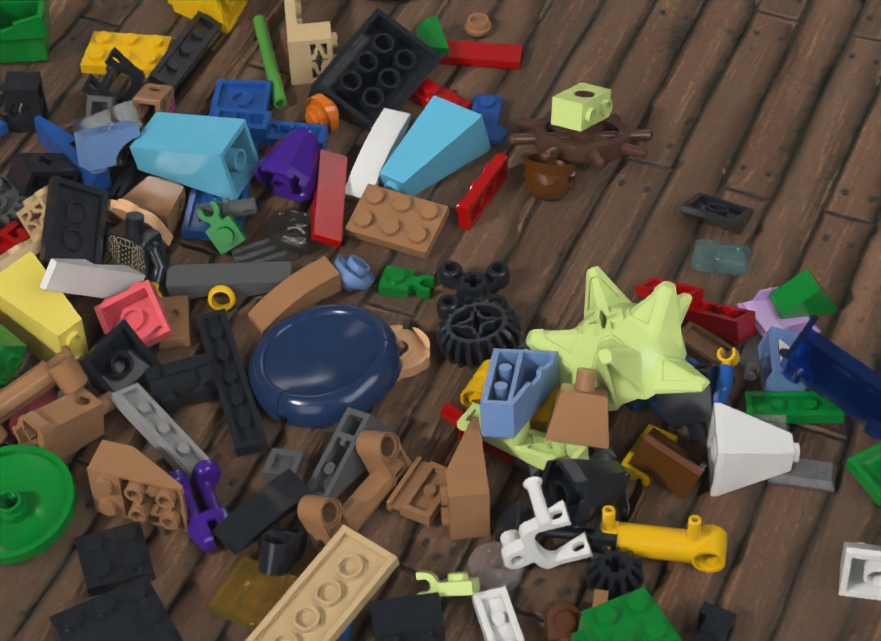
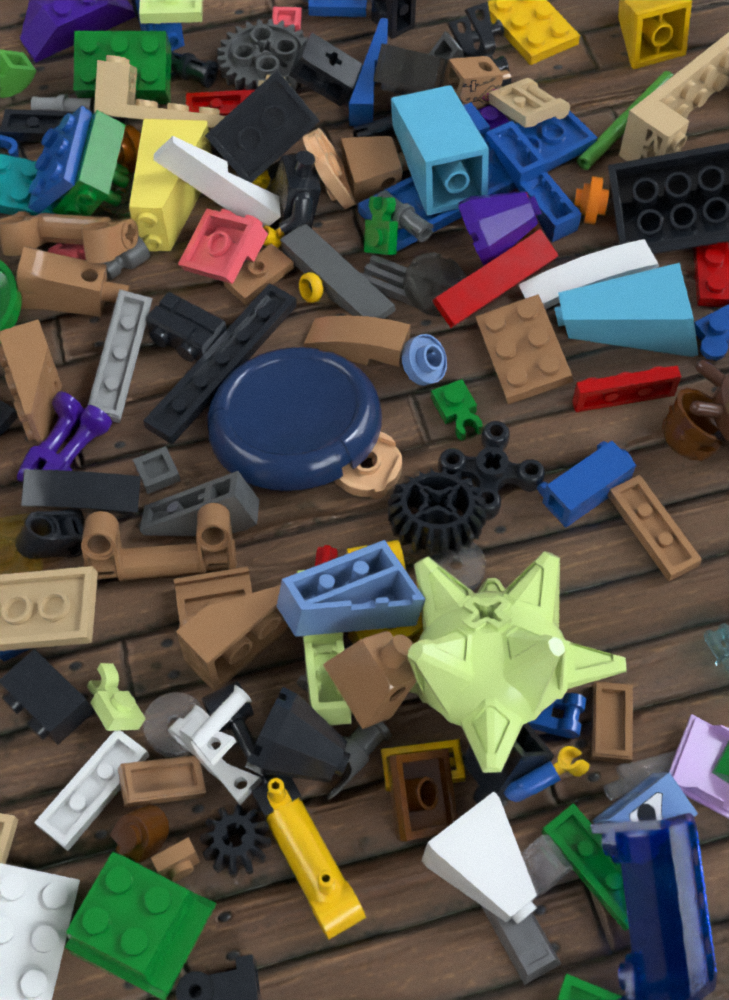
camera: 50 degrees right, 15 degrees up
(100, 145) = (377, 76): medium blue arch -> none
(118, 360) = (162, 267): black slope -> none
(185, 51) = (570, 56): black plate -> none
(204, 93) = (528, 103): none -> tan plate
(533, 252) = (587, 483): none -> blue brick
(534, 590) = (161, 781): none -> medium nougat tile
(595, 242) = (654, 528): none -> medium nougat plate
(724, 320) = (648, 665): red slope -> none

